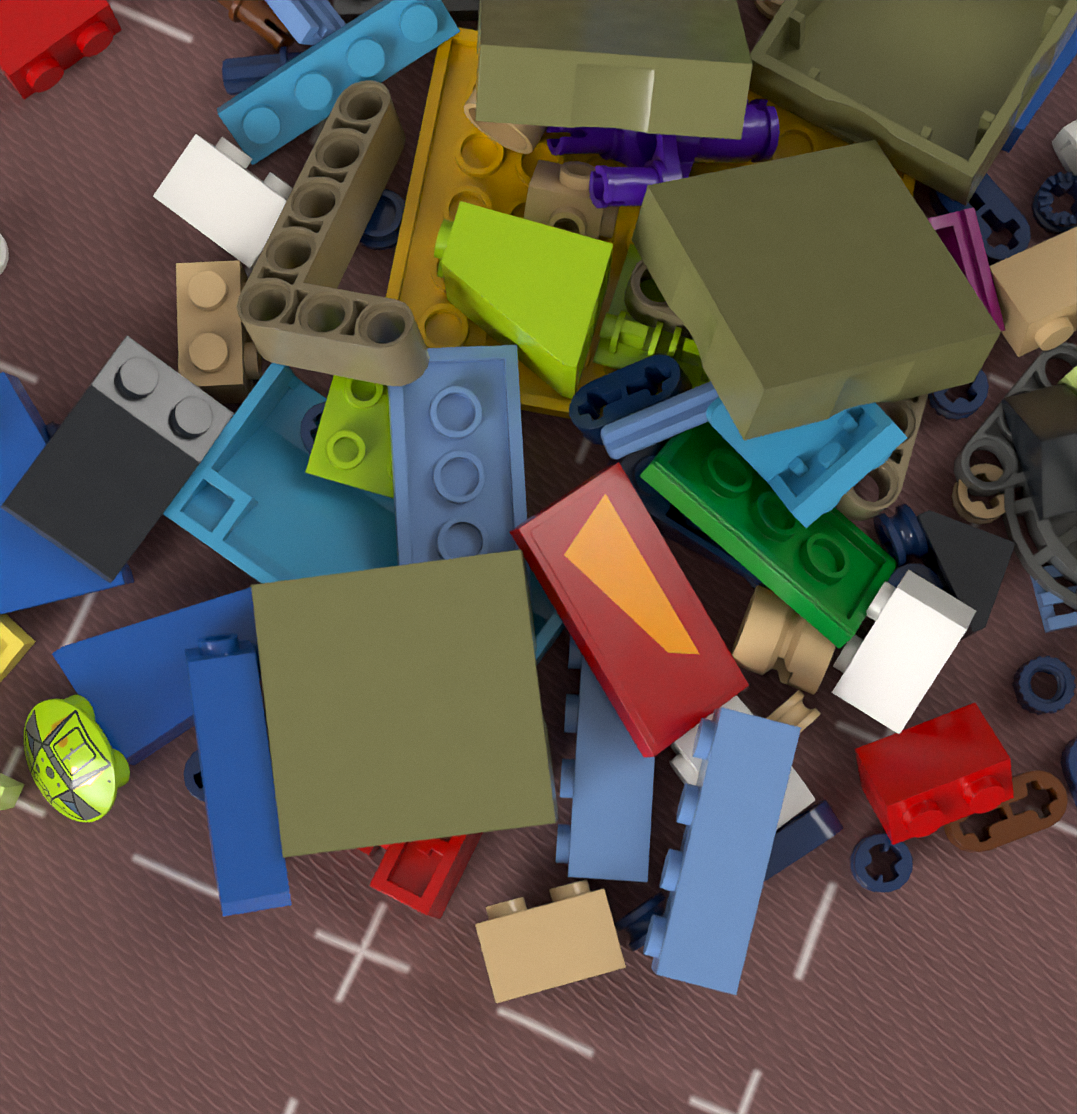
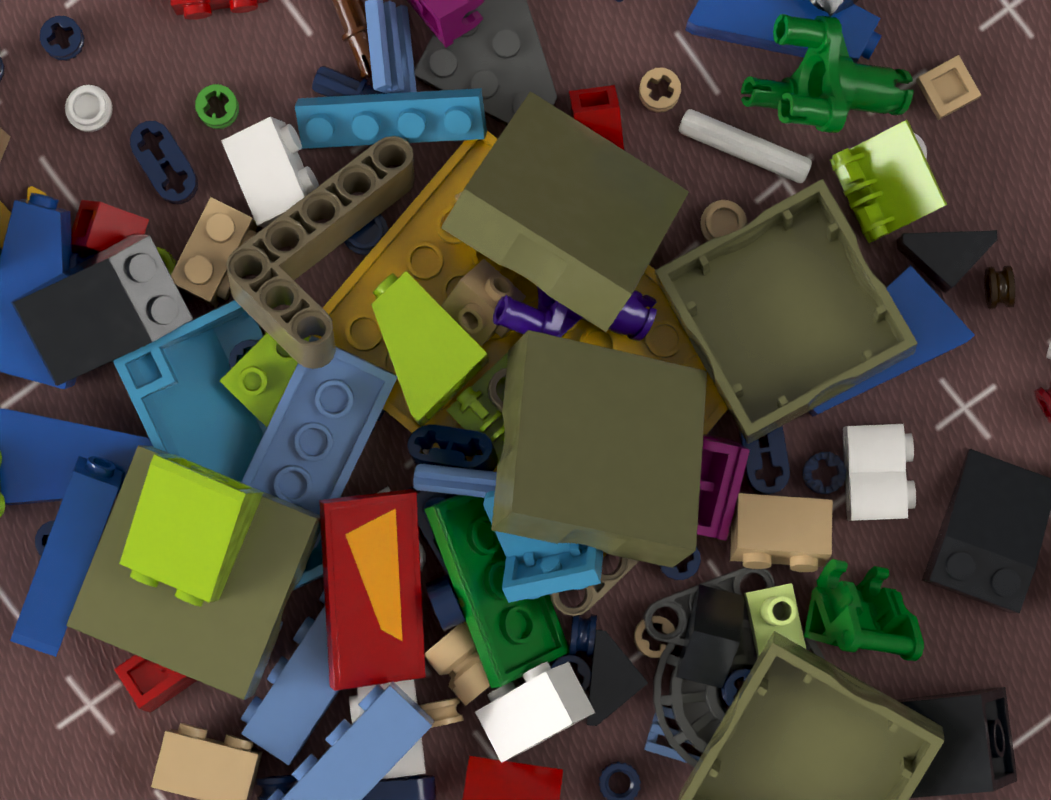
camera: 30 degrees right, 5 degrees up
(62, 372) = (103, 225): none -> red brick
(106, 256) = (173, 157): none -> dark blue beam
(123, 152) = (231, 107): none -> bright green bush
(370, 641) = (188, 528): none -> lime slope
(723, 582) = (445, 602): none -> dark blue beam

